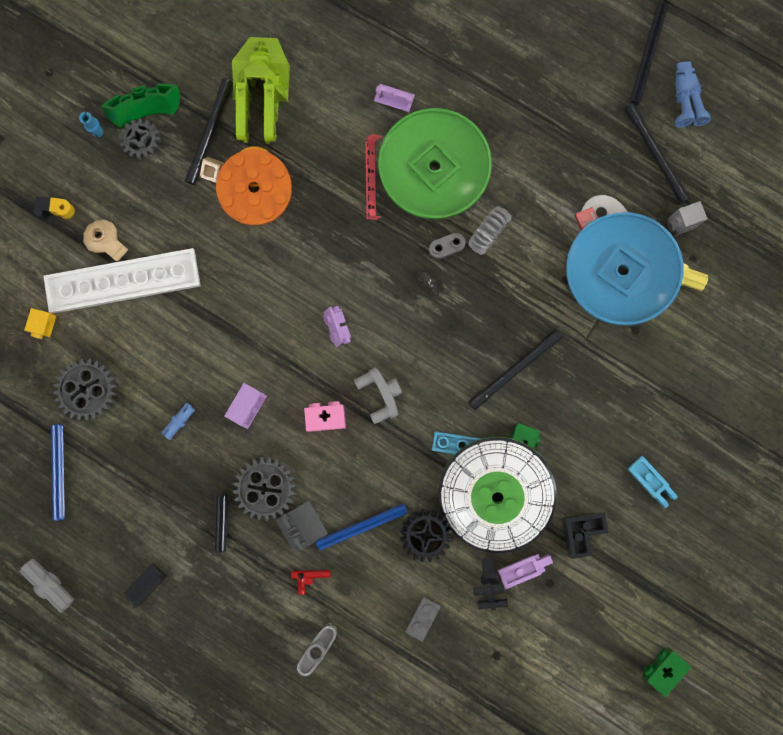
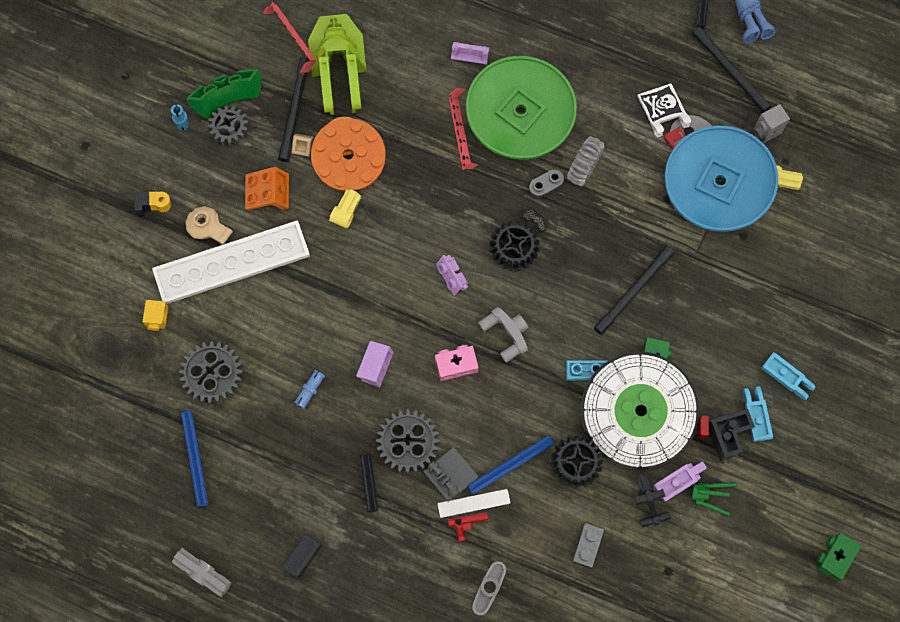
camera: 15 degrees left, 10 degrees down
(169, 211) = (267, 188): none -> orange bracket
(227, 89) = (308, 65): none -> coral piece
(240, 246) = (343, 213): none -> light yellow piece
(320, 558) = (473, 503): none -> white sticker
(411, 304) = (519, 260): none -> black gear
(543, 586) = (701, 492): none -> green plant
(557, 521) = (703, 427): none -> red tile
(579, 181) = (663, 105): none -> flag
(614, 516) = (759, 415): none -> medium azure hinge

